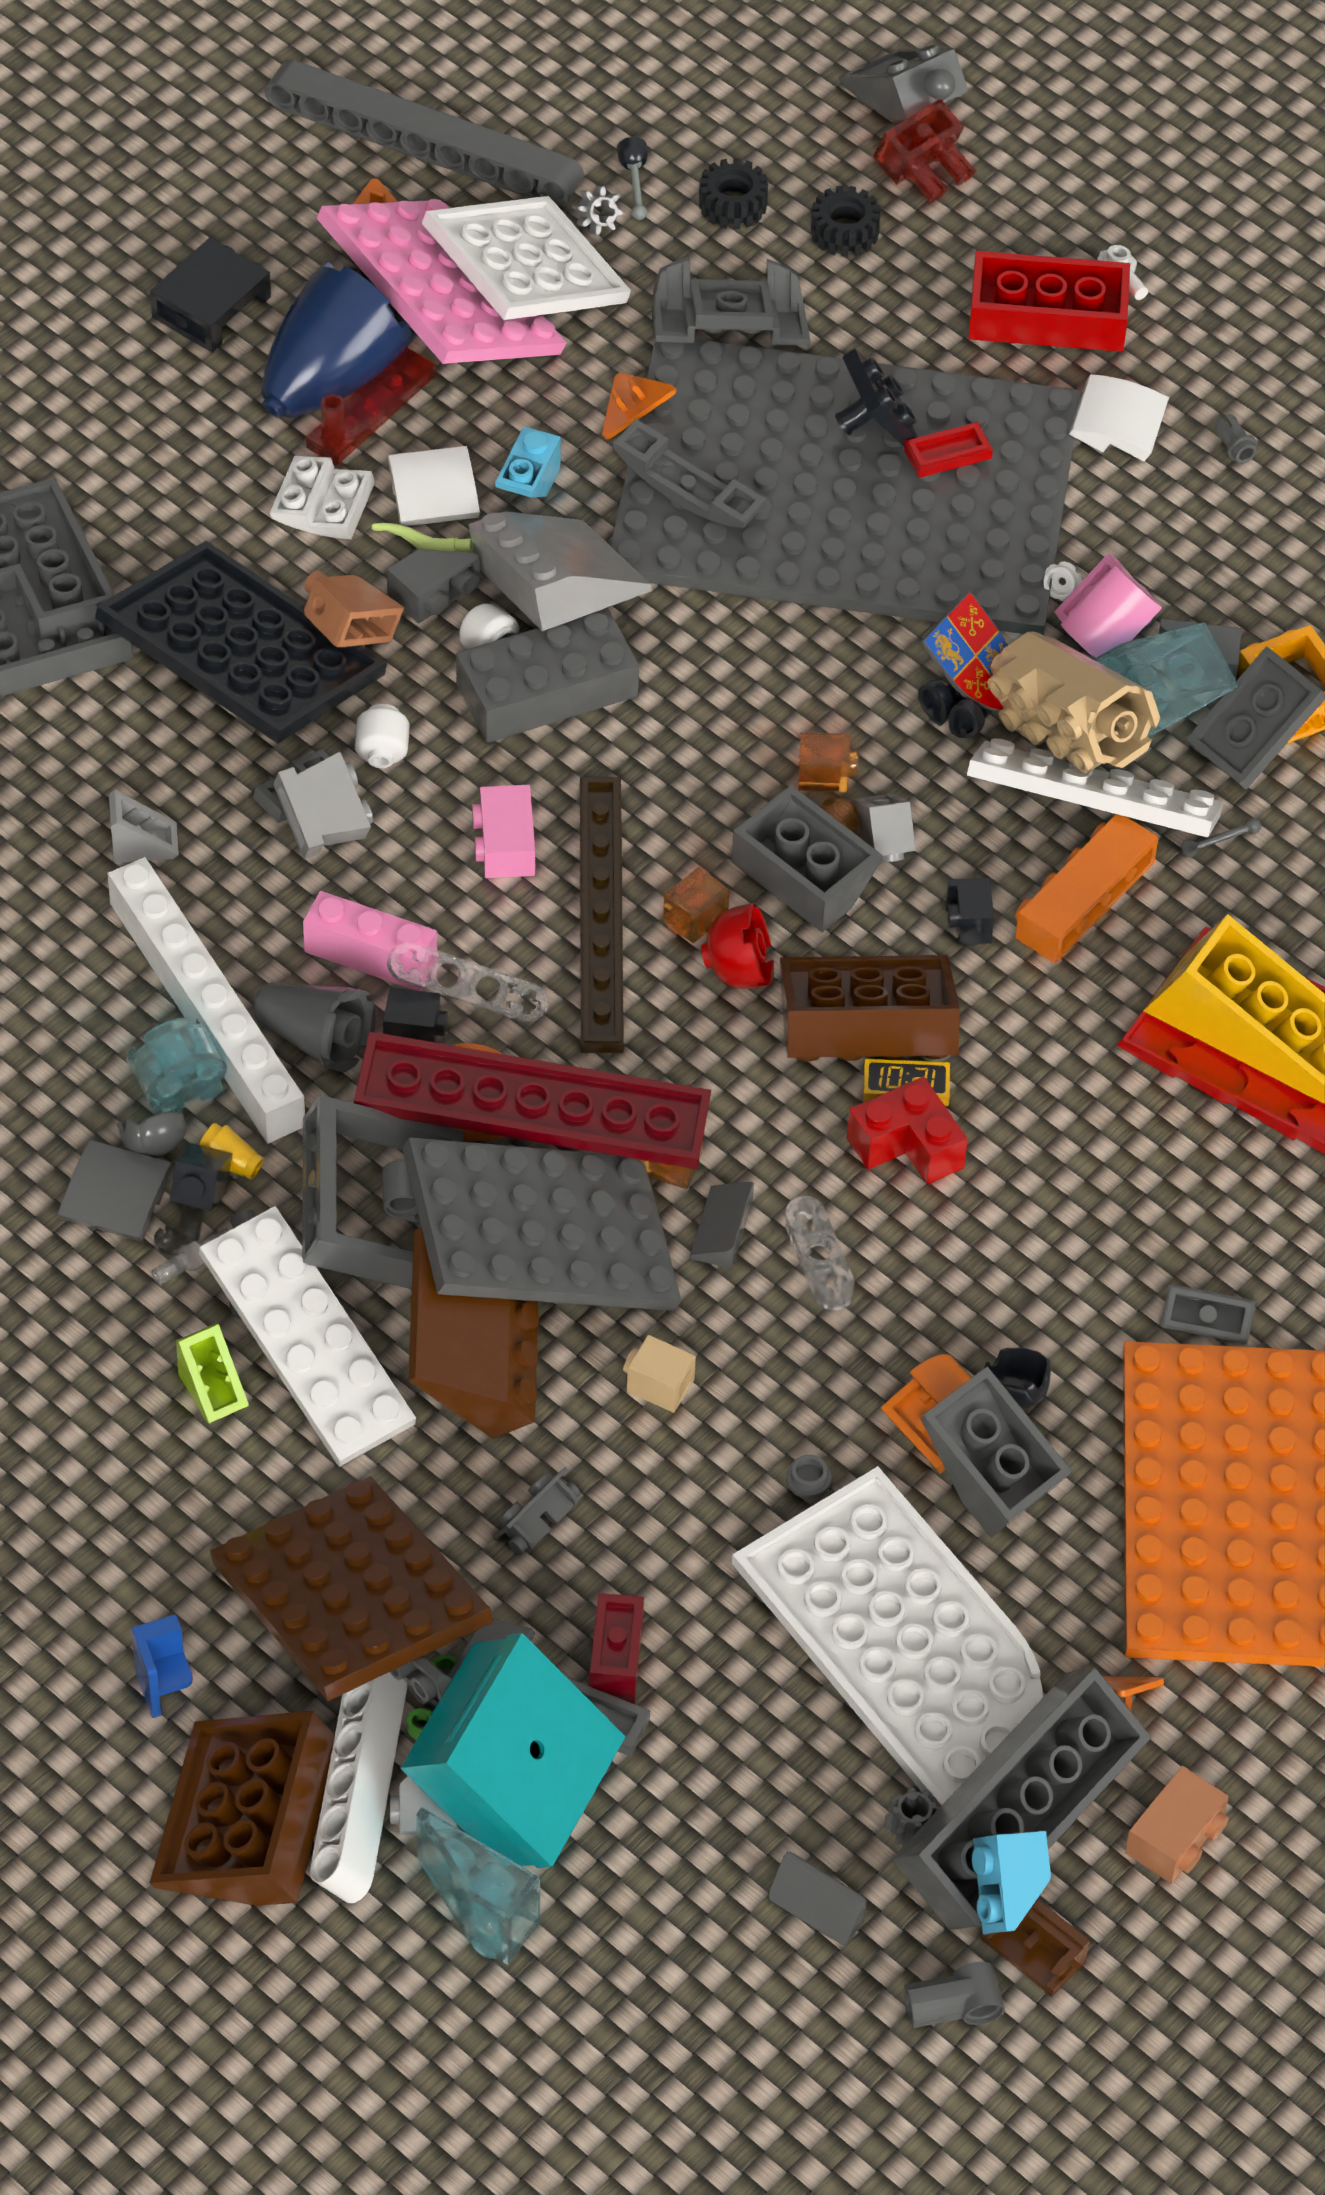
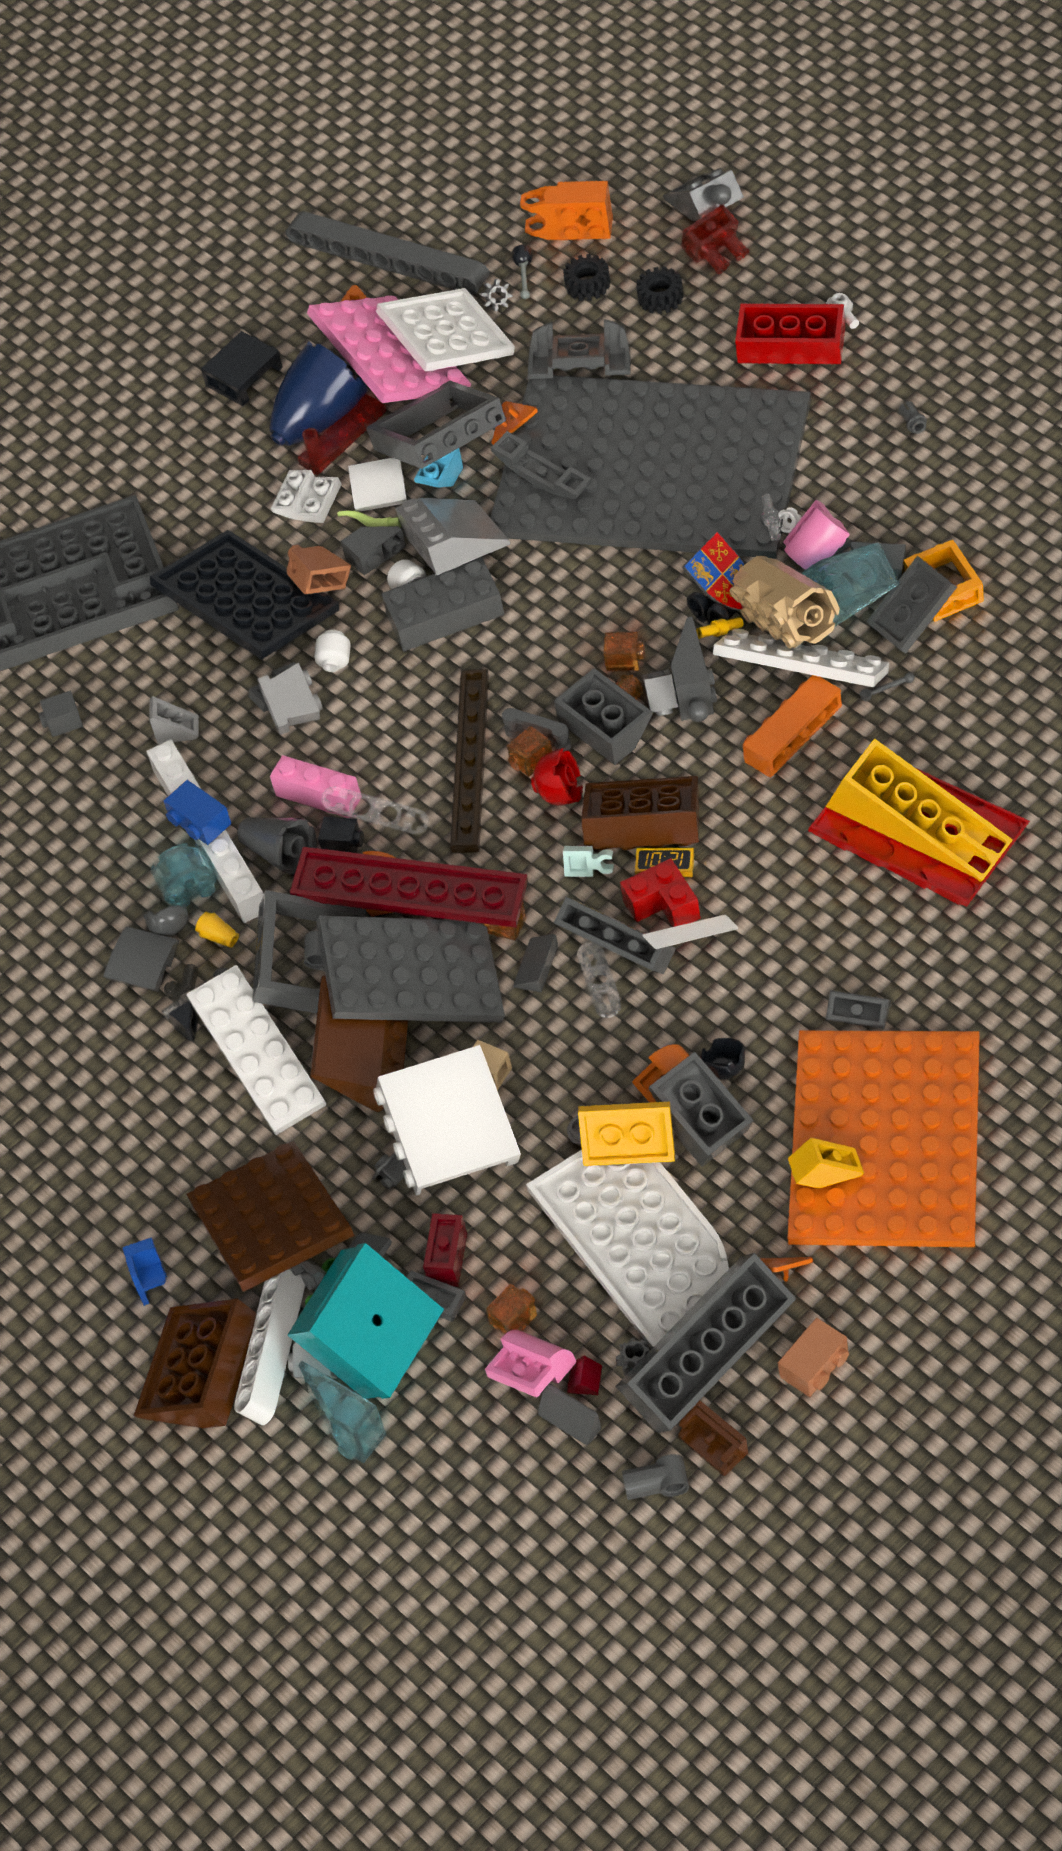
camera: 15 degrees right, 0 degrees up
(190, 1287) = (185, 1020): none -> black slope
(200, 971) = (196, 812): none -> blue brick
(201, 1177) = (195, 947): black brick -> none
(210, 1373) = (193, 1076): lime slope -> none
(455, 407) = (392, 432): none -> dark grey window
(506, 830) = (409, 709): bright pink brick -> none
(611, 1452) = (446, 1118): none -> white panel
(676, 861) = (518, 721): none -> dark grey plate
(705, 91) = (570, 211): none -> orange brick
(724, 1743) = (512, 1310): none -> clear orange brick
(758, 1821) = (529, 1363): none -> bright pink brick
(783, 1074) = (581, 861): none -> light aqua plate
(836, 1843) = (585, 1377): none -> dark red slope
(843, 1187) = (612, 935): none -> dark grey brick
(878, 400) = (668, 408): black plate -> none
(887, 1484) = (626, 1133): none -> yellow plate
(939, 807) = (691, 677): none -> dark grey slope
(948, 449) = (716, 437): red tile -> none
(957, 1187) = (690, 931): none -> white sticker
(970, 910) = (713, 744): black brick -> none
(971, 735) = (719, 627): none -> yellow bar
(1009, 1877) = (691, 1396): medium azure slope -> none
(1038, 575) = (771, 517): none -> clear bar
(1119, 415) = (834, 407): white slope -> none
(1180, 1540) = (824, 1163): none -> yellow slope

